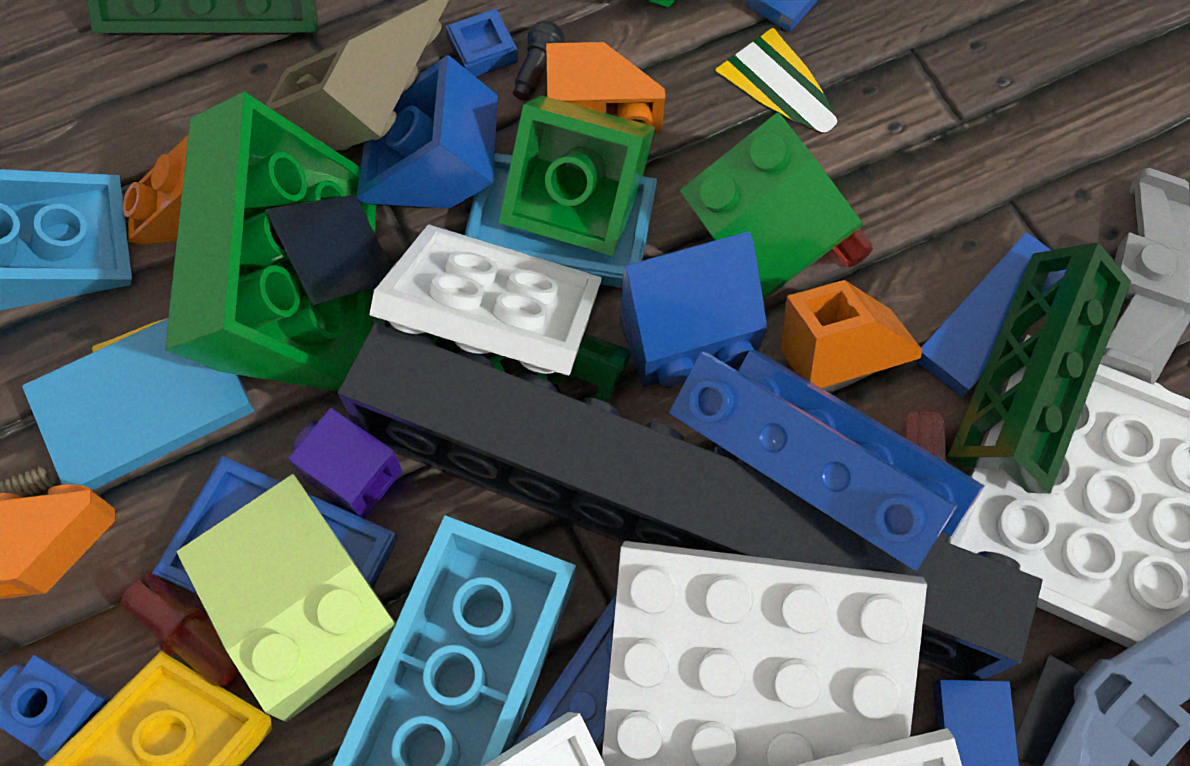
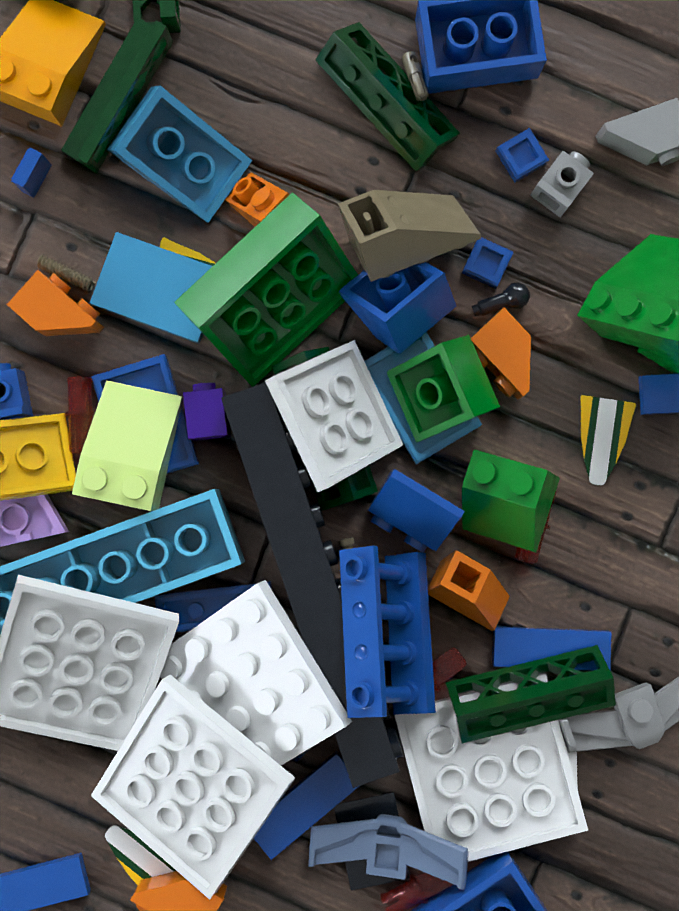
camera: 50 degrees right, 20 degrees up
(330, 247) = (297, 313): black sticker -> none

